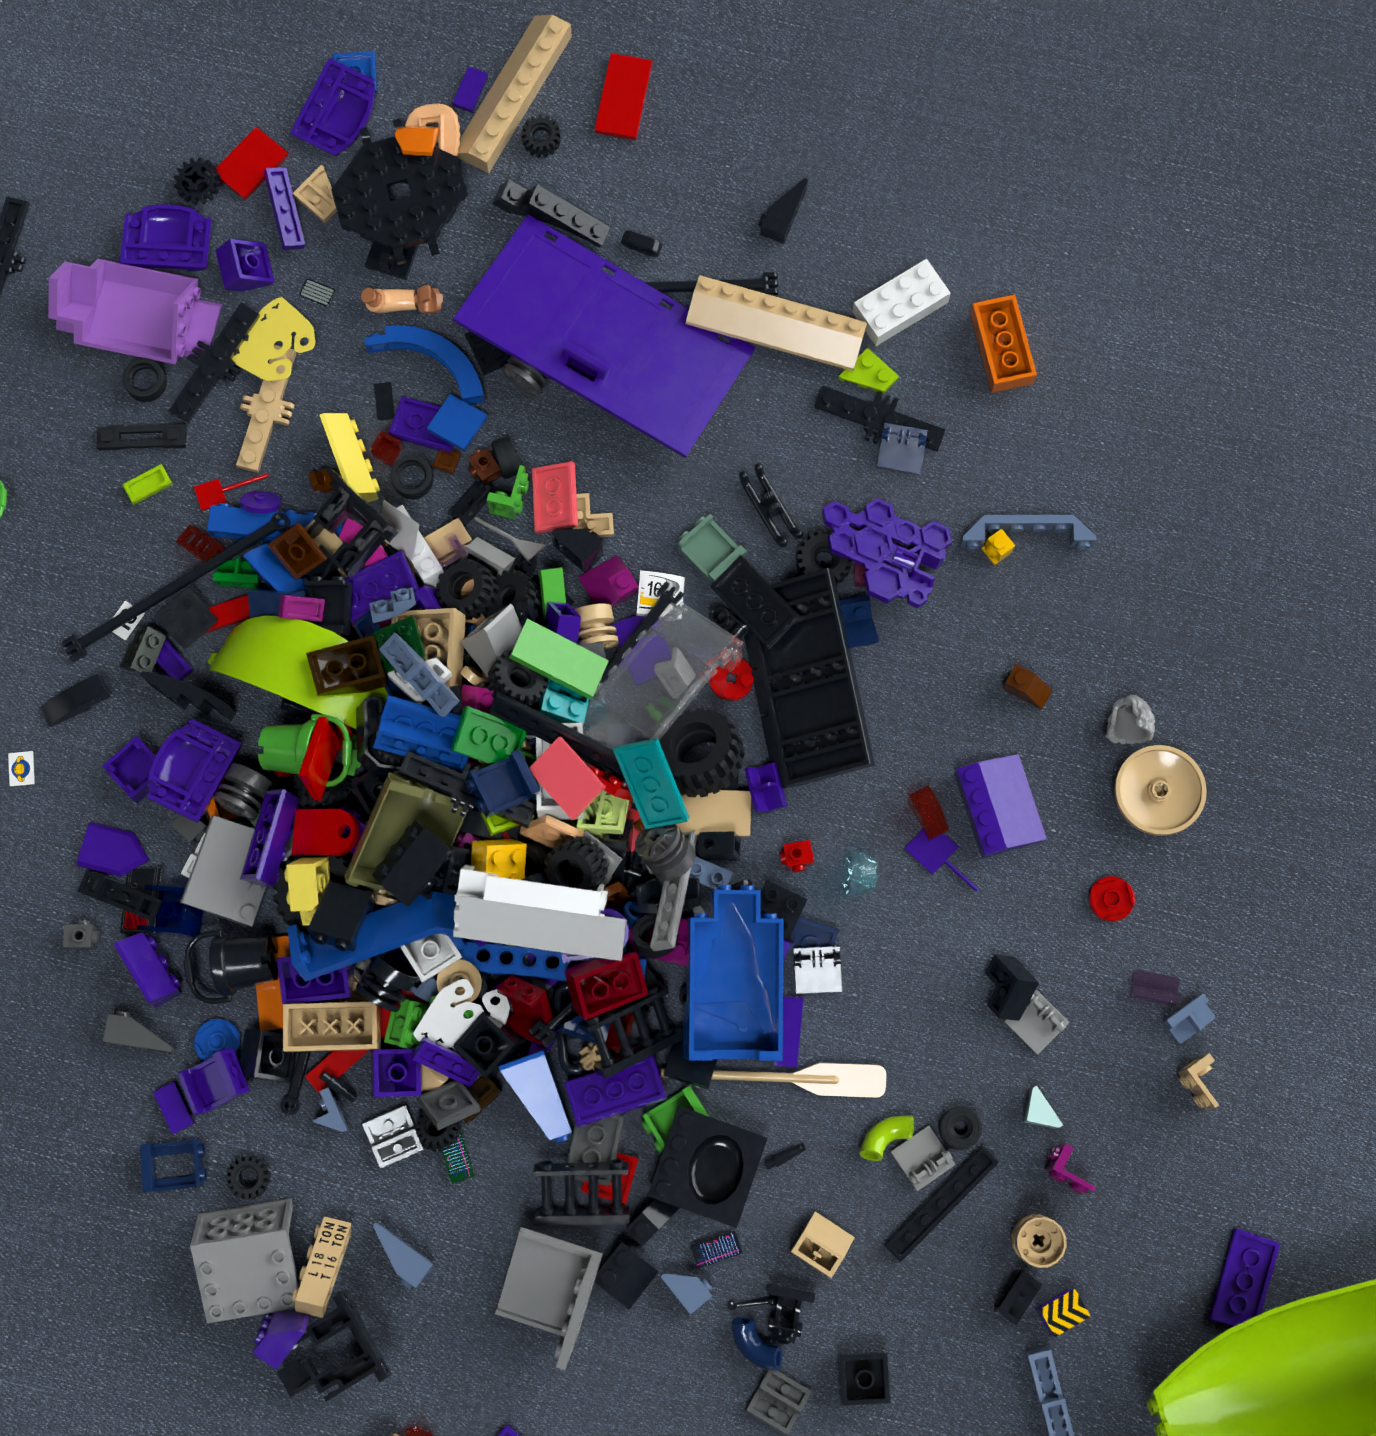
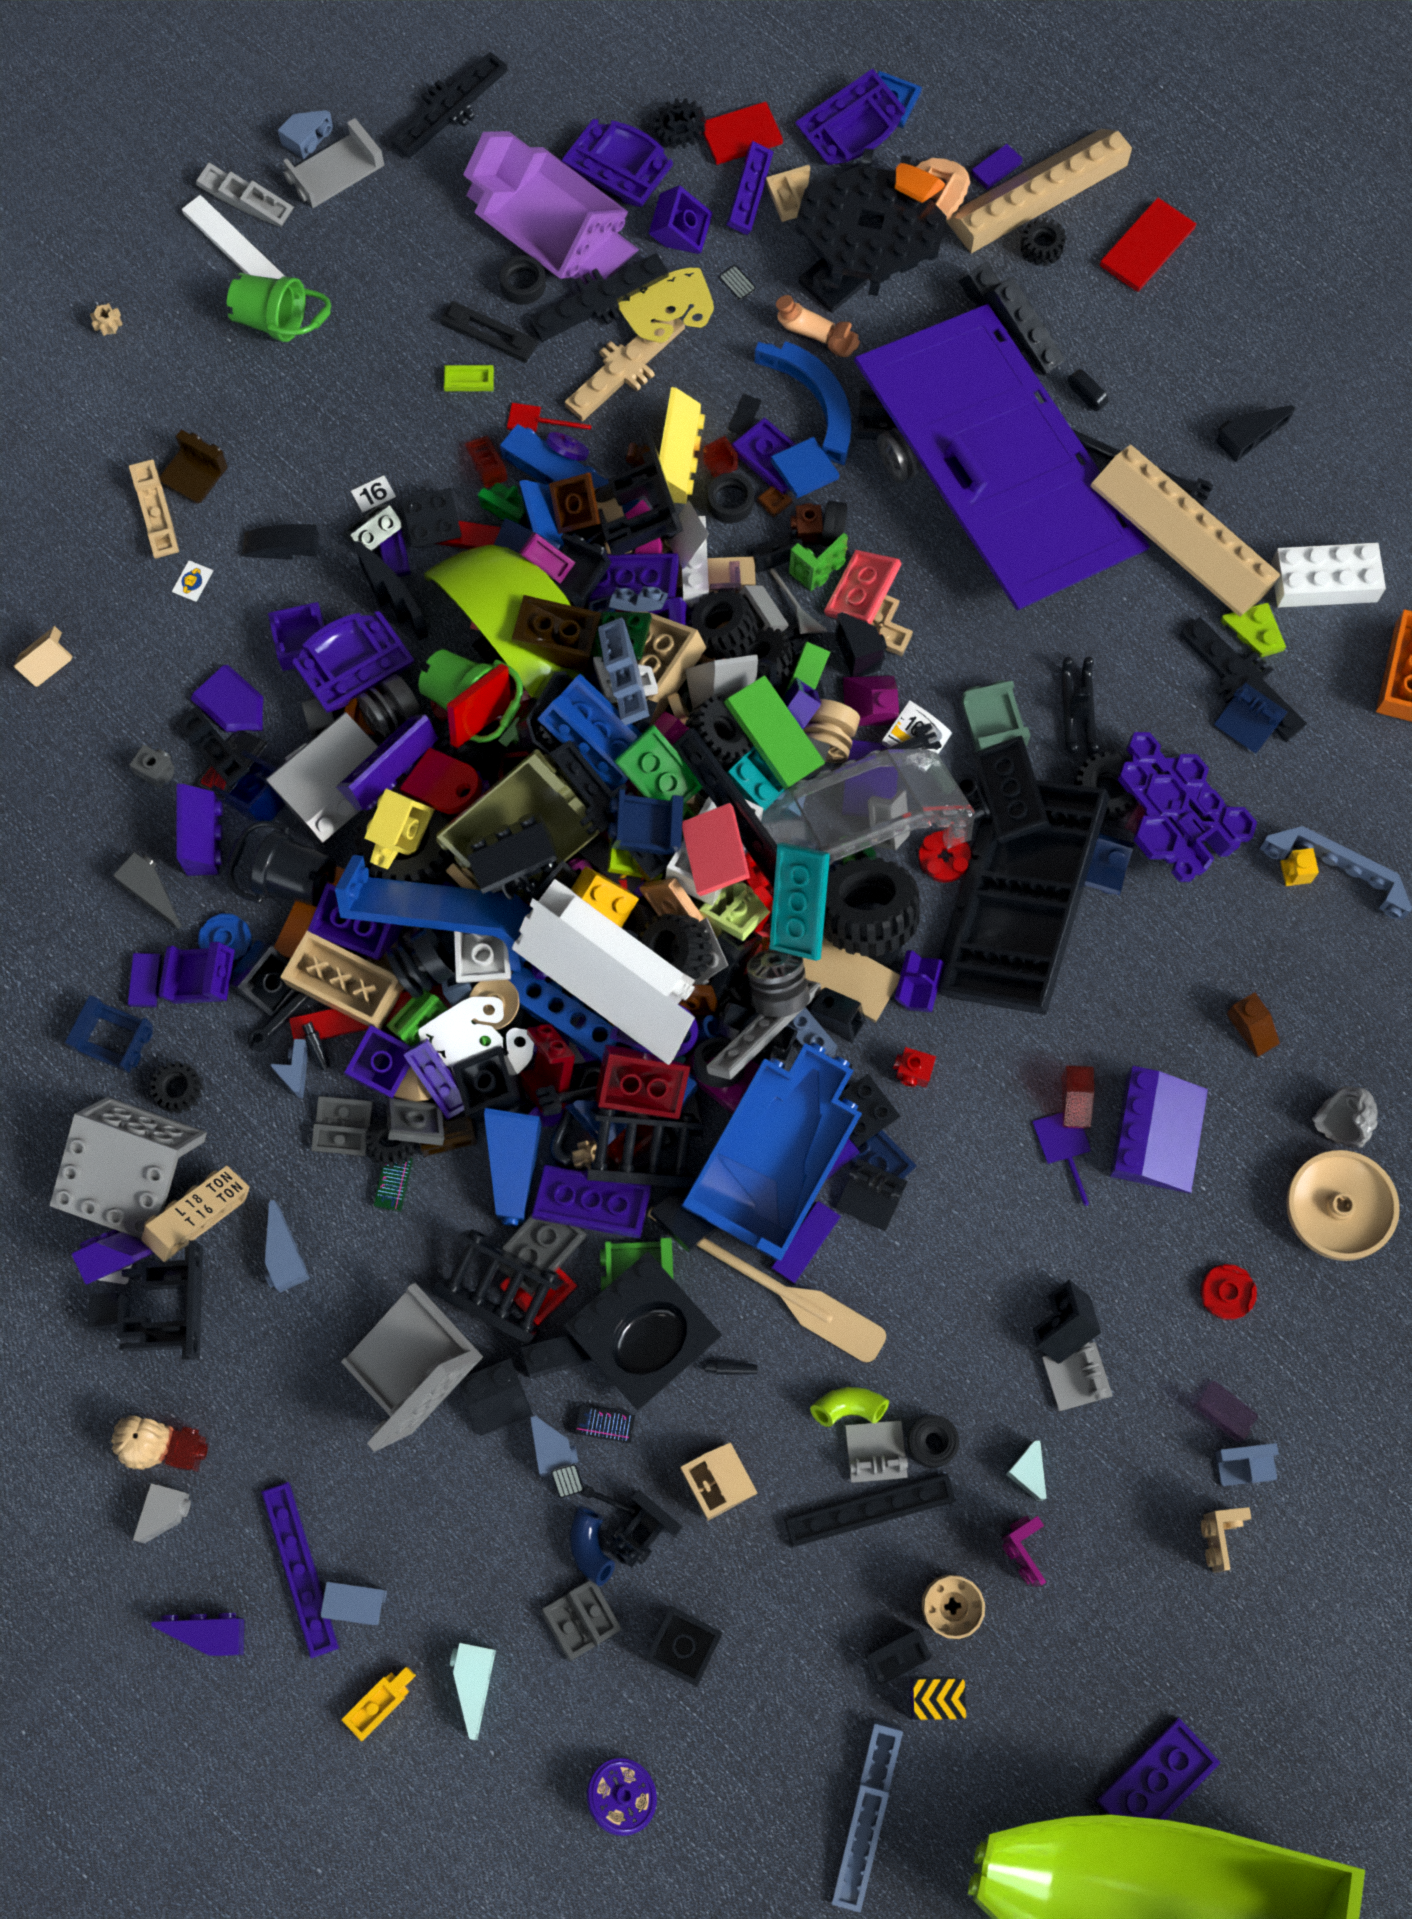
camera: 30 degrees right, 5 degrees down
(79, 645) = (311, 493): black hinge -> none
(340, 916) = (411, 869): black panel -> none
(712, 1307) = (567, 1480): none -> sticker
(858, 873) = (969, 1119): clear light blue piece -> none

